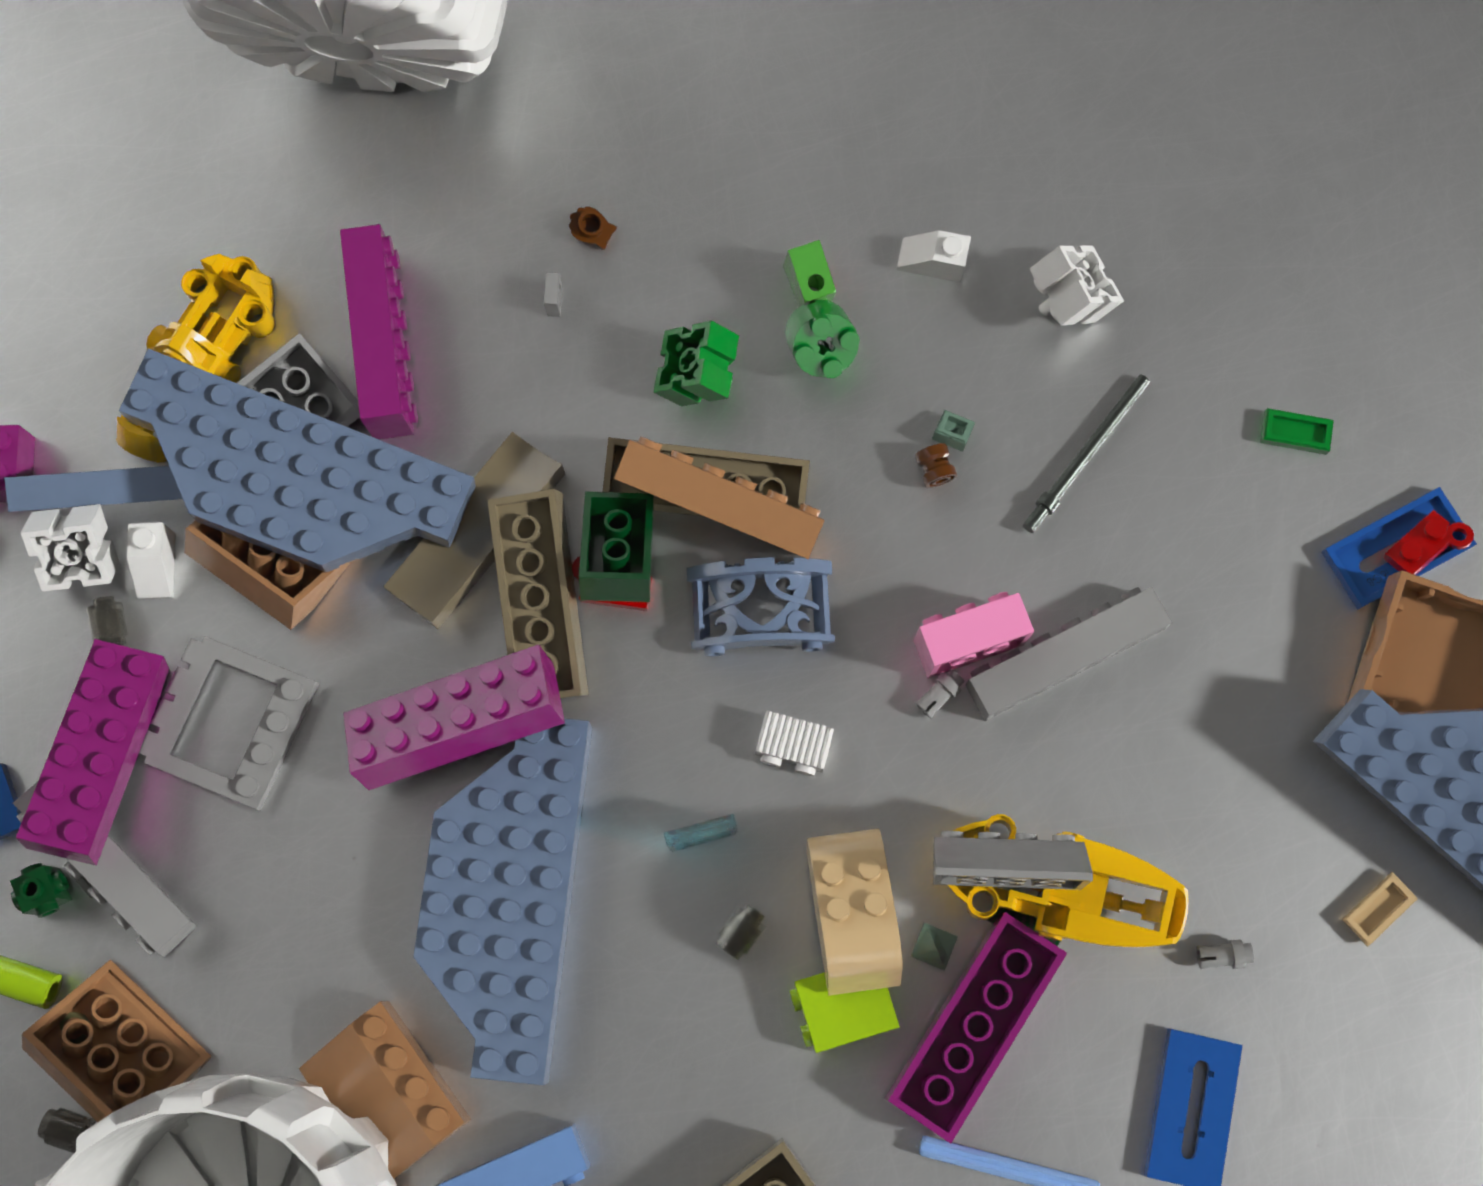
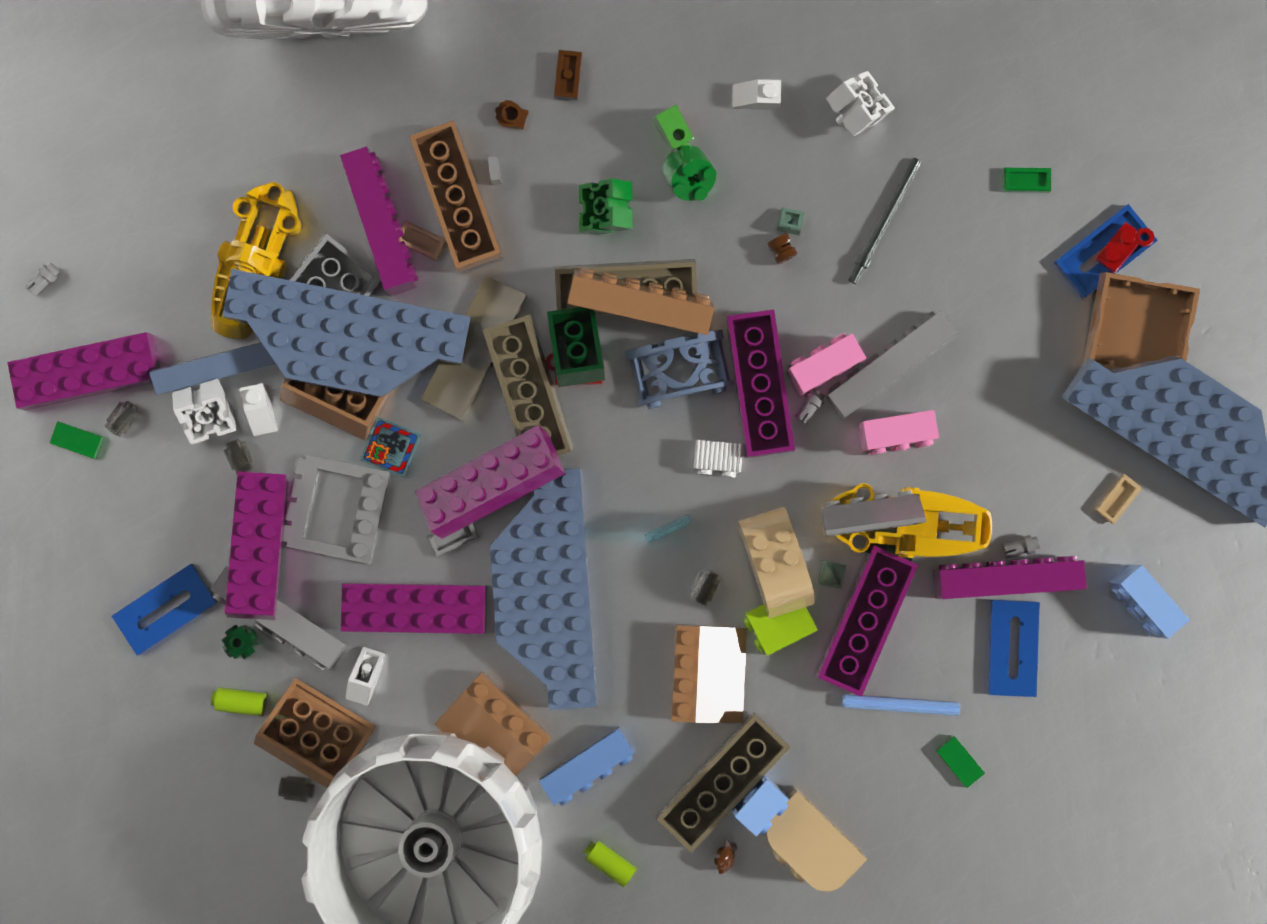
camera: 10 degrees left, 10 degrees up
(210, 975) = (364, 676): none -> white slope
(305, 885) = (414, 608): none -> magenta brick
(327, 647) = (391, 447): none -> tile
(386, 797) = (453, 541): none -> light grey tile
(435, 372) = (422, 240): none -> tan tile
(491, 319) = (455, 196): none -> medium nougat brick
(679, 188) = (568, 74): none -> reddish brown plate
(723, 1067) = (708, 674): none -> slope
(873, 648) = (760, 383): none -> magenta brick
(1065, 750) = (898, 432): none -> bright pink brick
(1204, 1000) = (1003, 579): none -> magenta brick
(1412, 1075) = (1148, 602): none -> light blue brick

